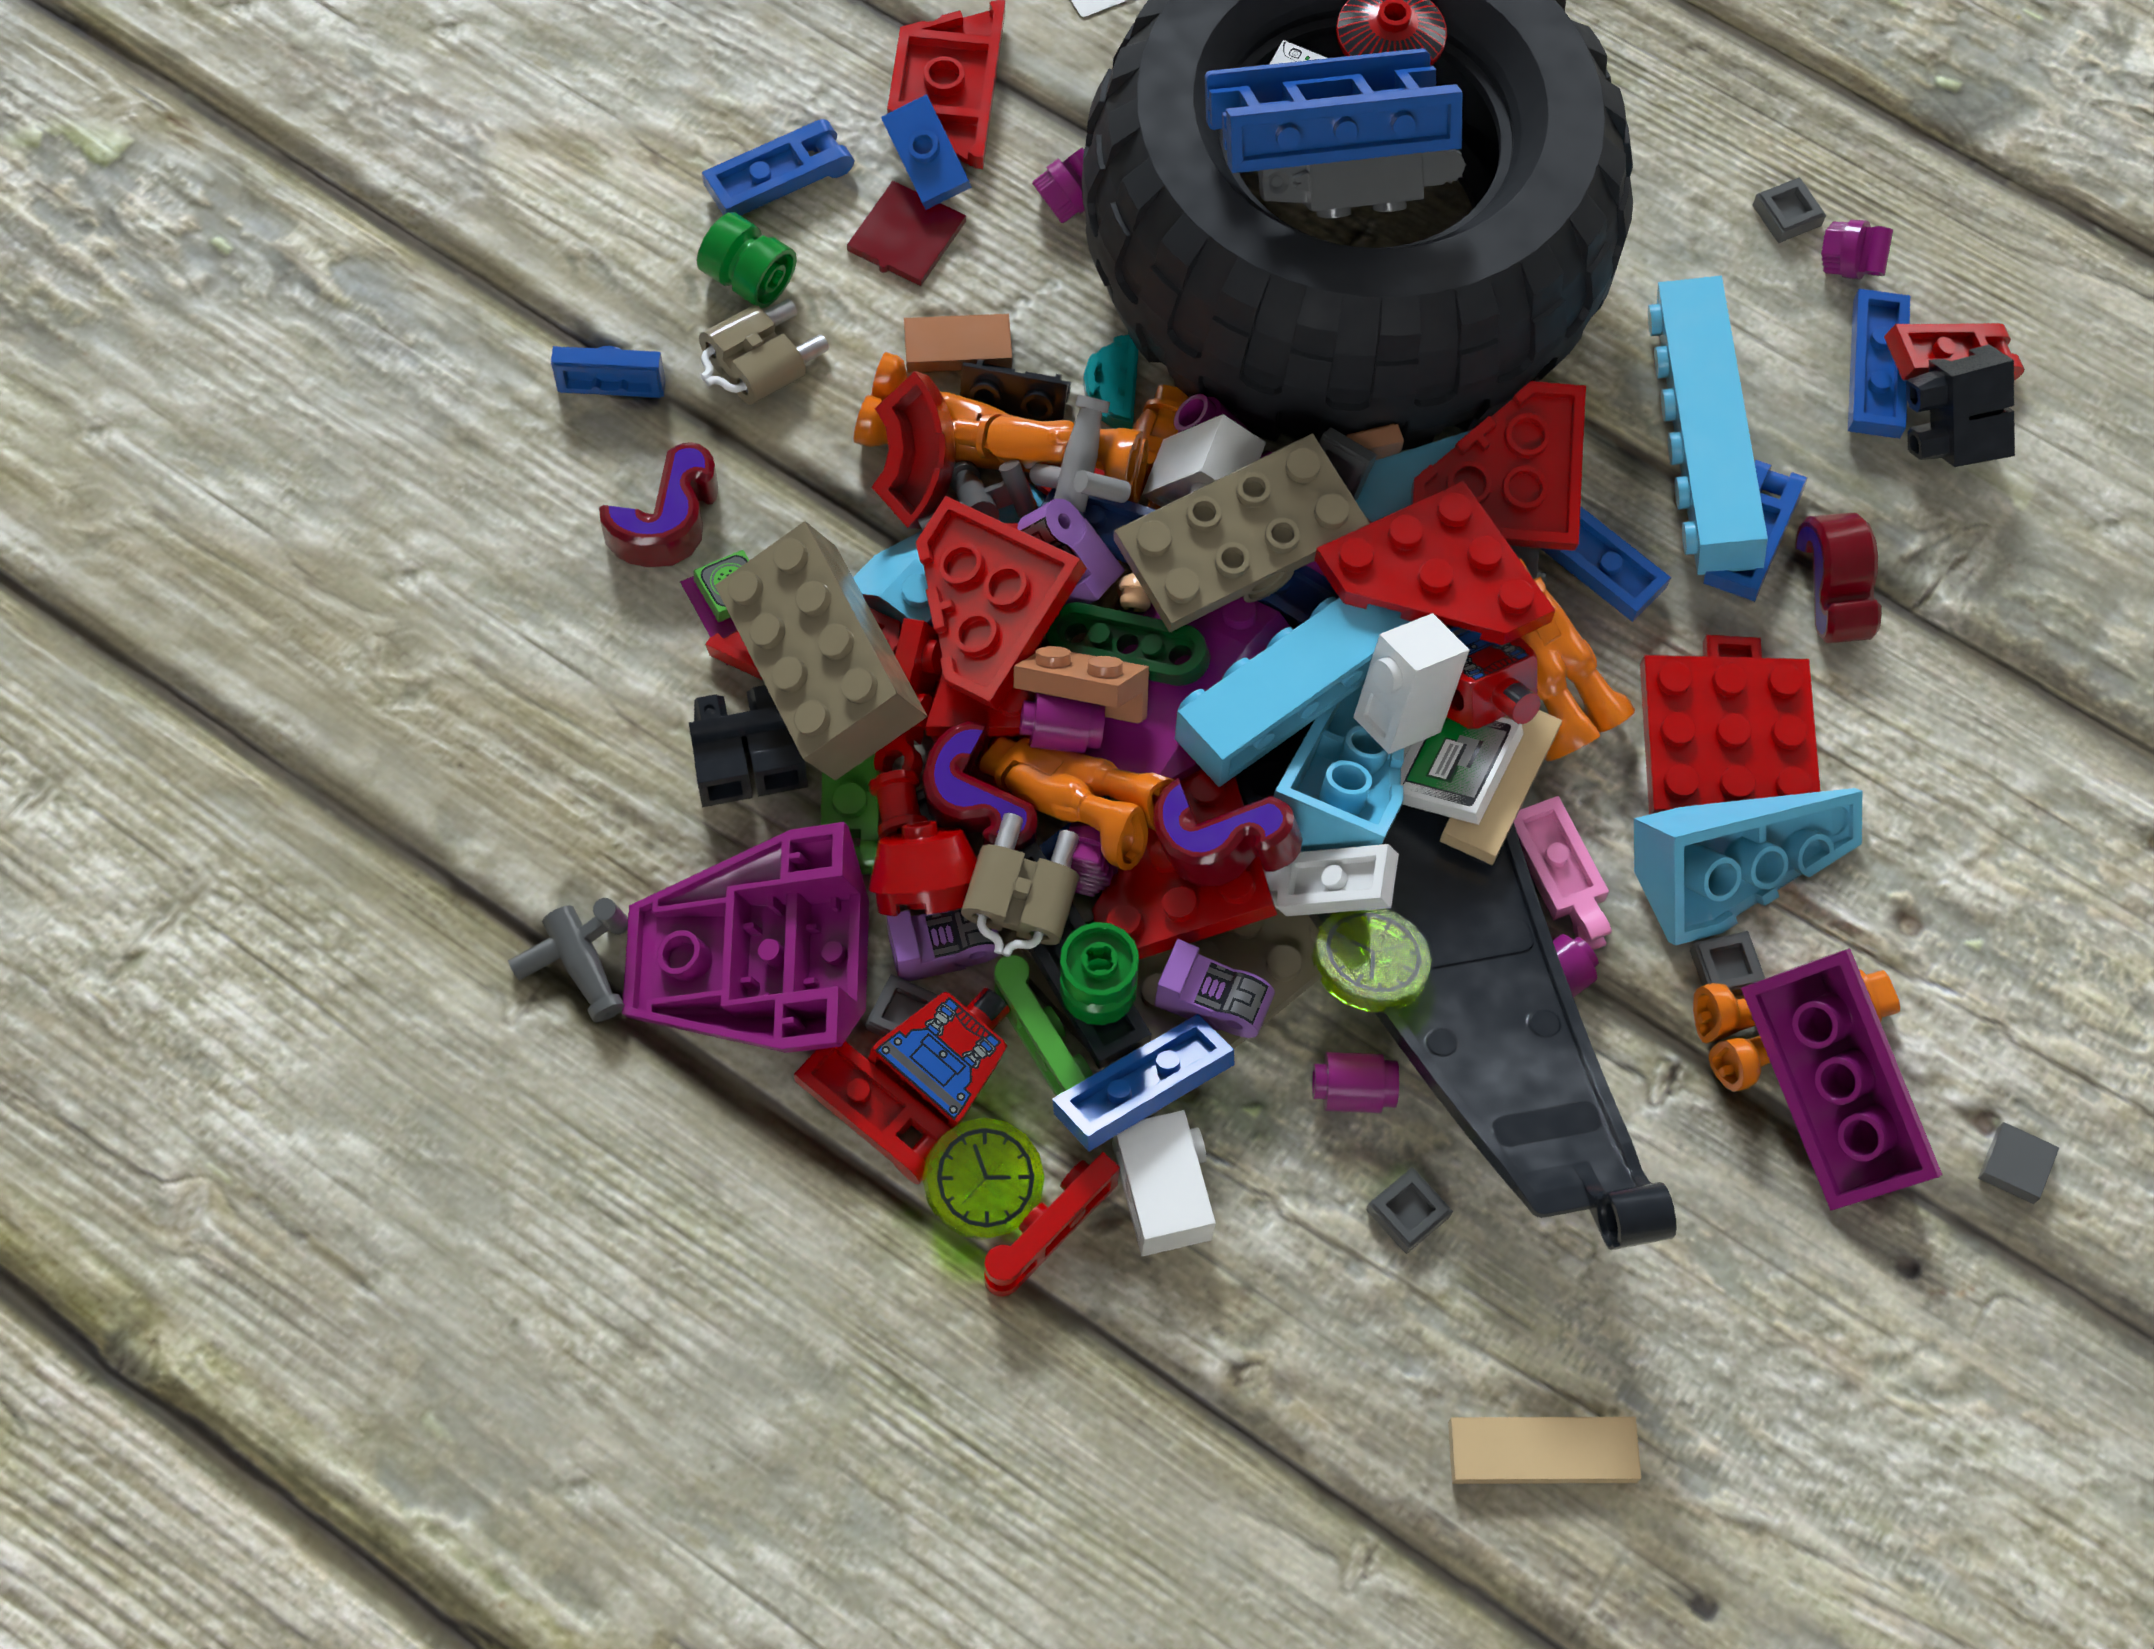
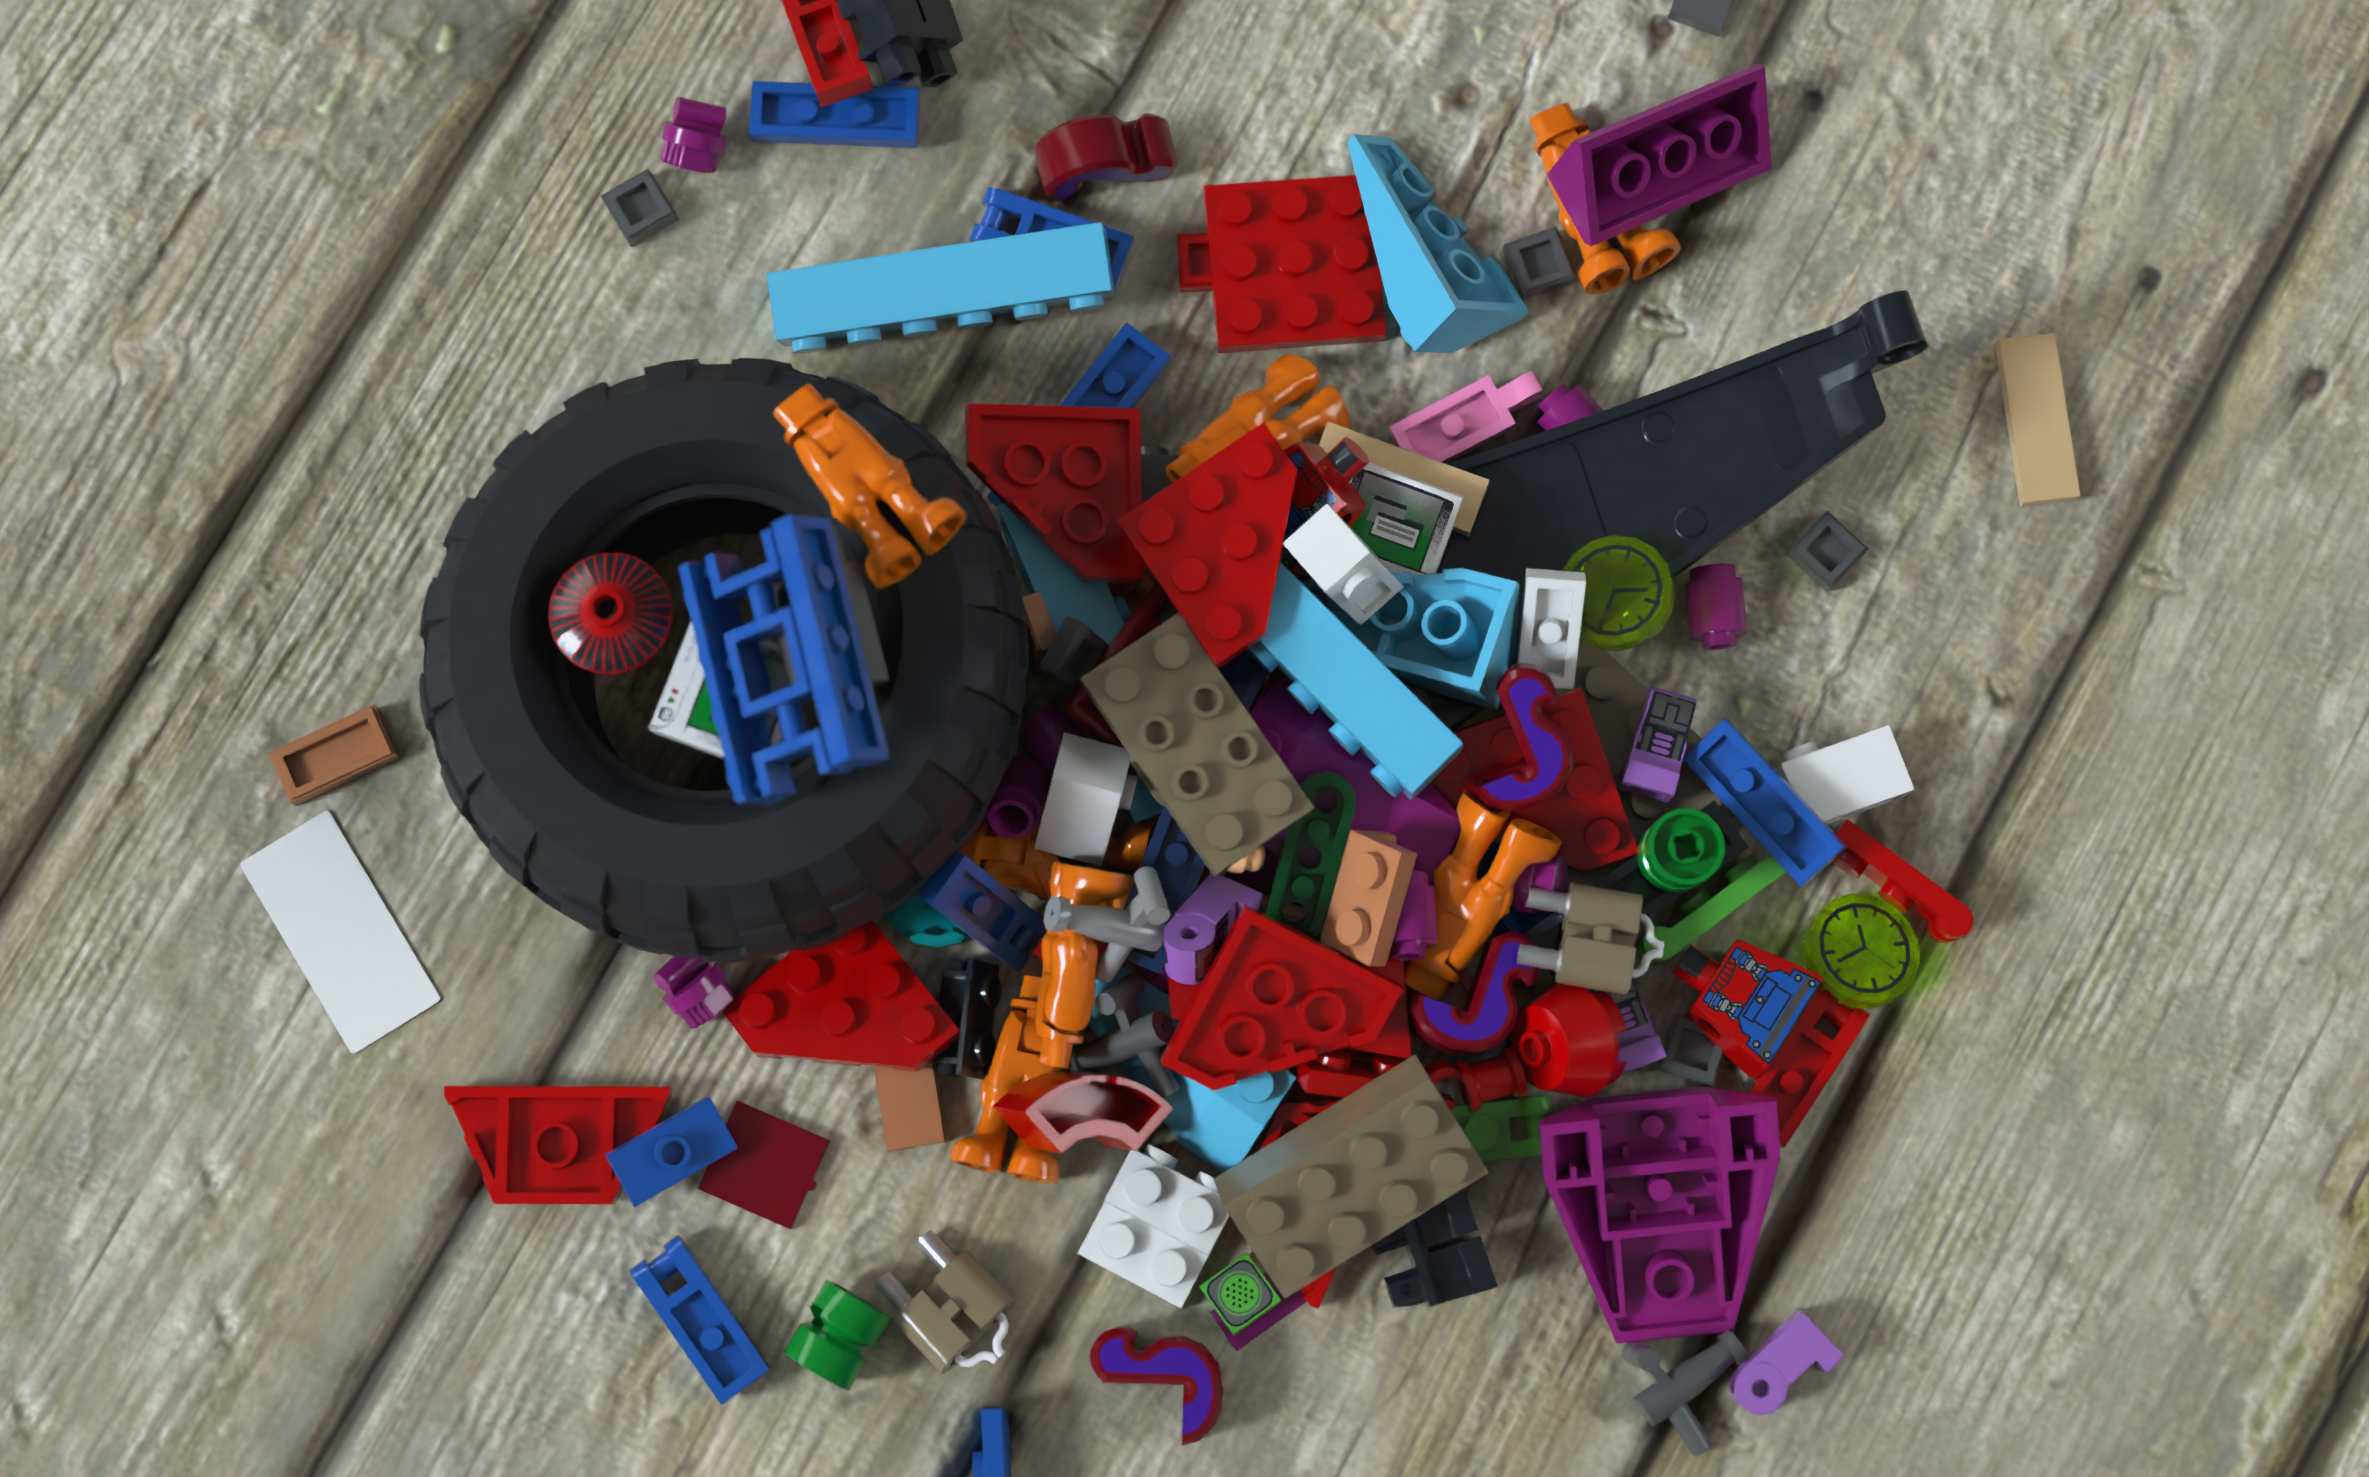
camera: 90 degrees left, 15 degrees up
(575, 1034) = (1763, 1379): none -> medium lavender leg
(800, 494) = (1156, 1225): none -> white plate
(1041, 297) = (844, 1007): none -> red plate
(1118, 371) = (984, 910): none -> blue plate
(1504, 210) = (856, 474): none -> orange piece

